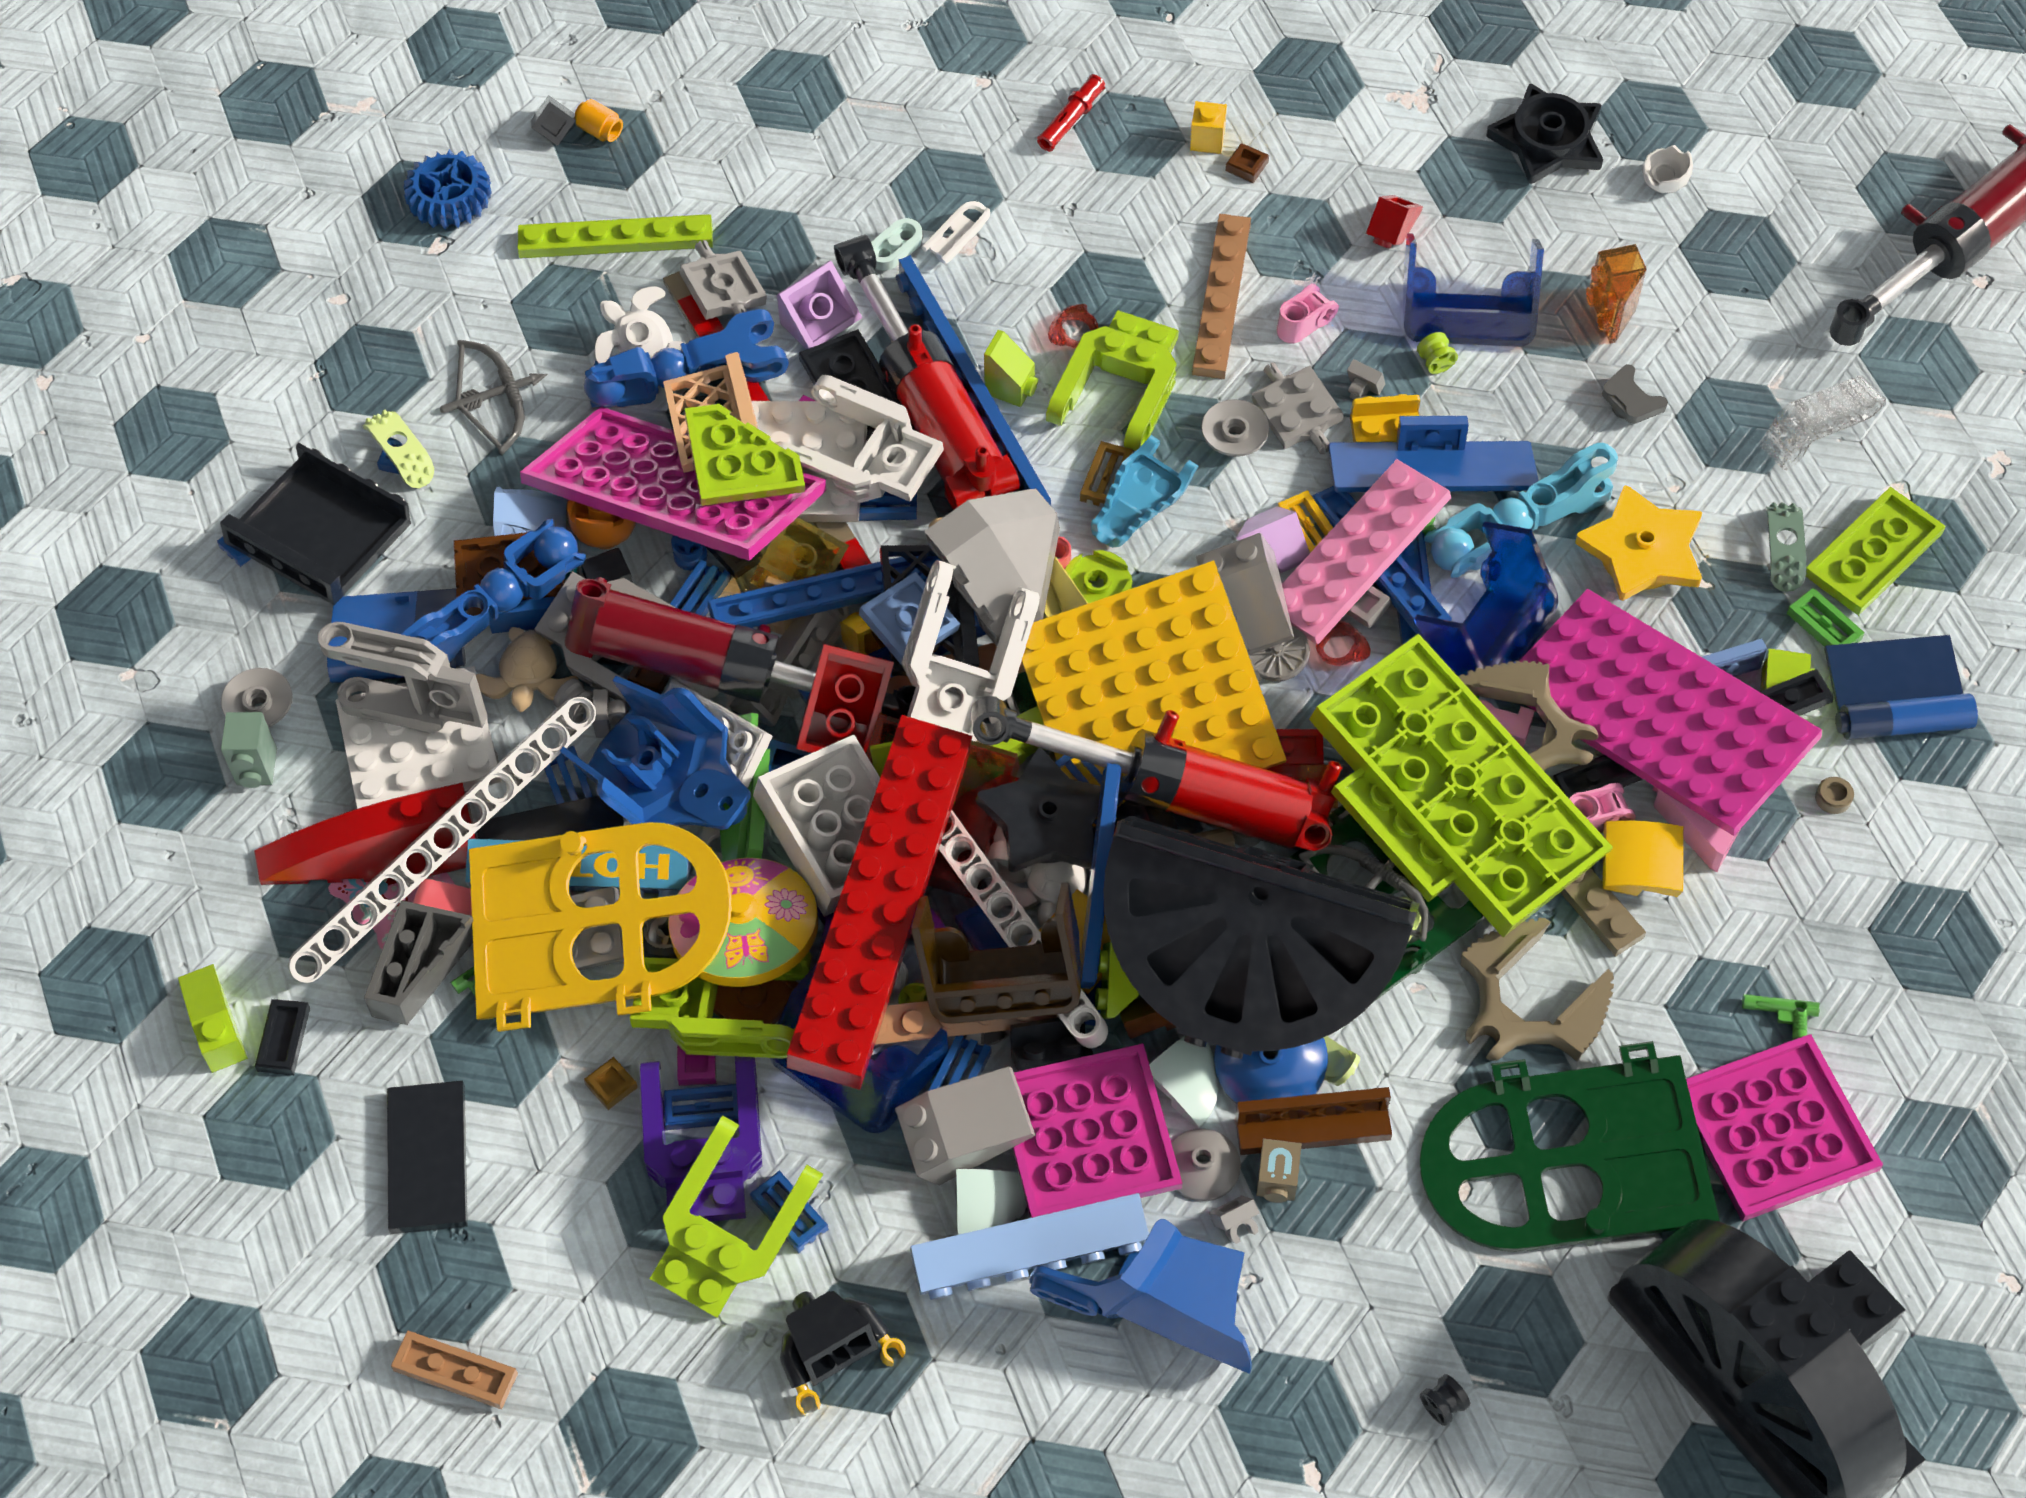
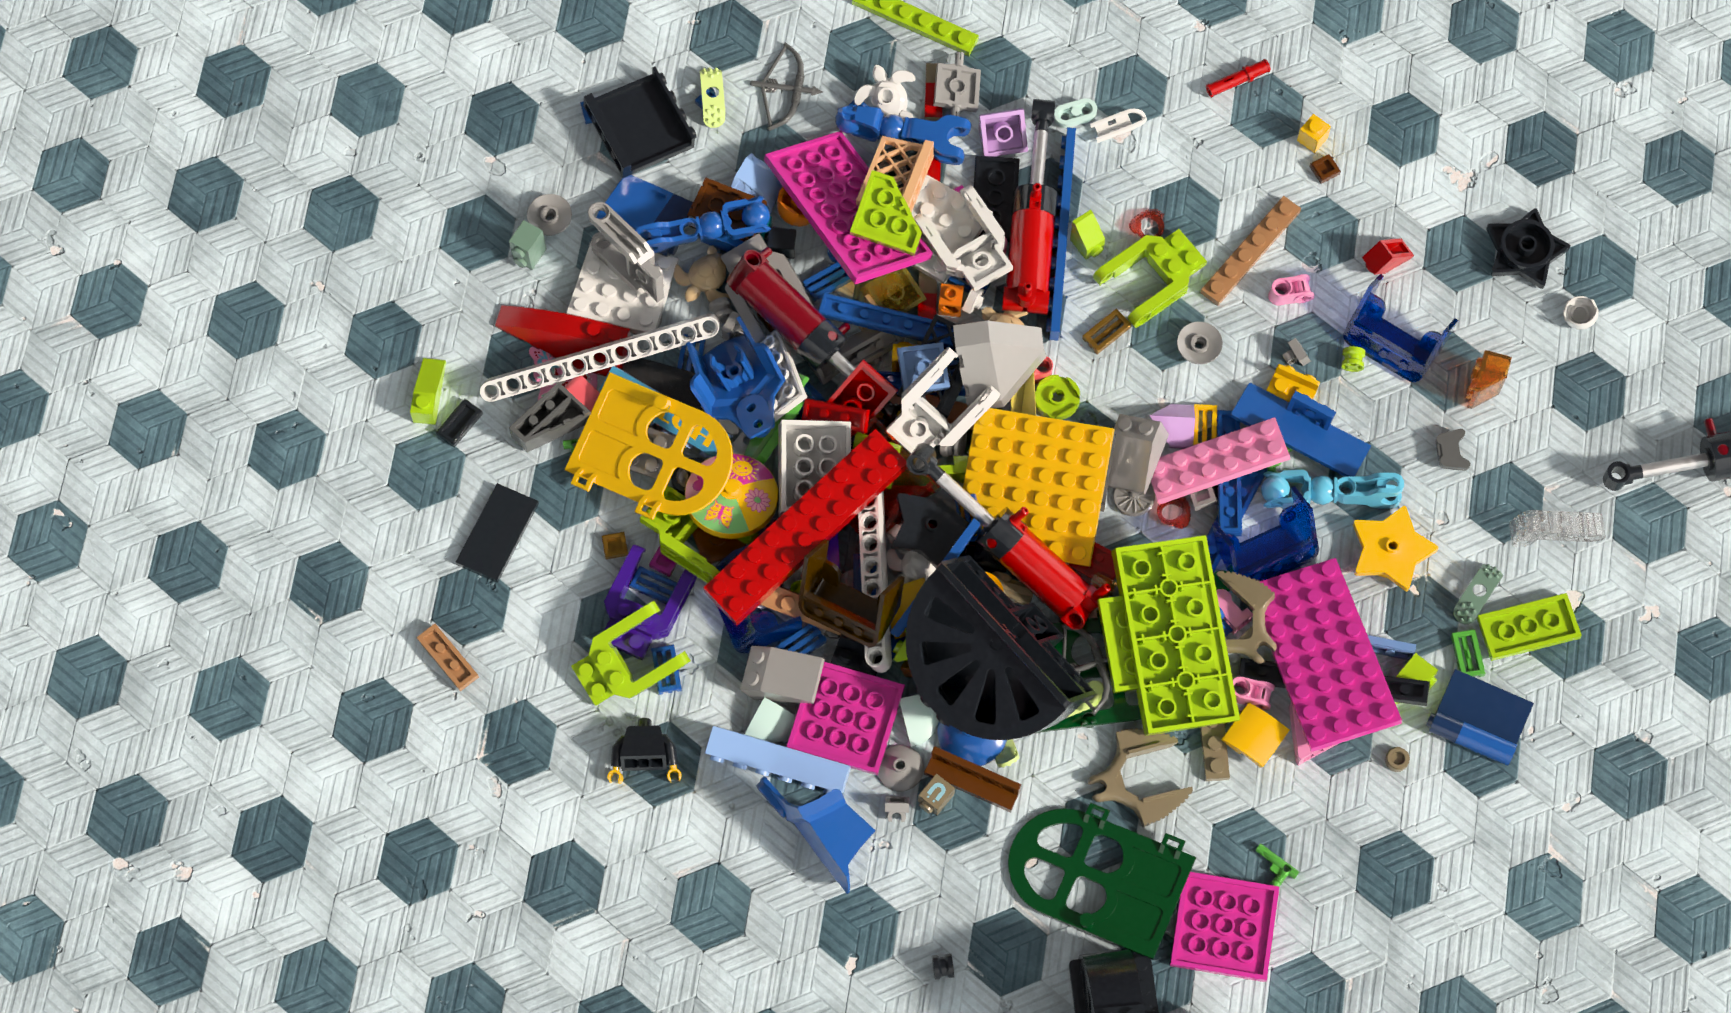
camera: 30 degrees right, 10 degrees up
(802, 743) = (825, 411): none -> red tile
(878, 529) = (950, 300): none -> orange brick
(912, 519) = (973, 301): none -> white plate
(1139, 493) = (1116, 354): dark azure animal -> none
(1297, 407) = (1247, 348): light grey plate -> none

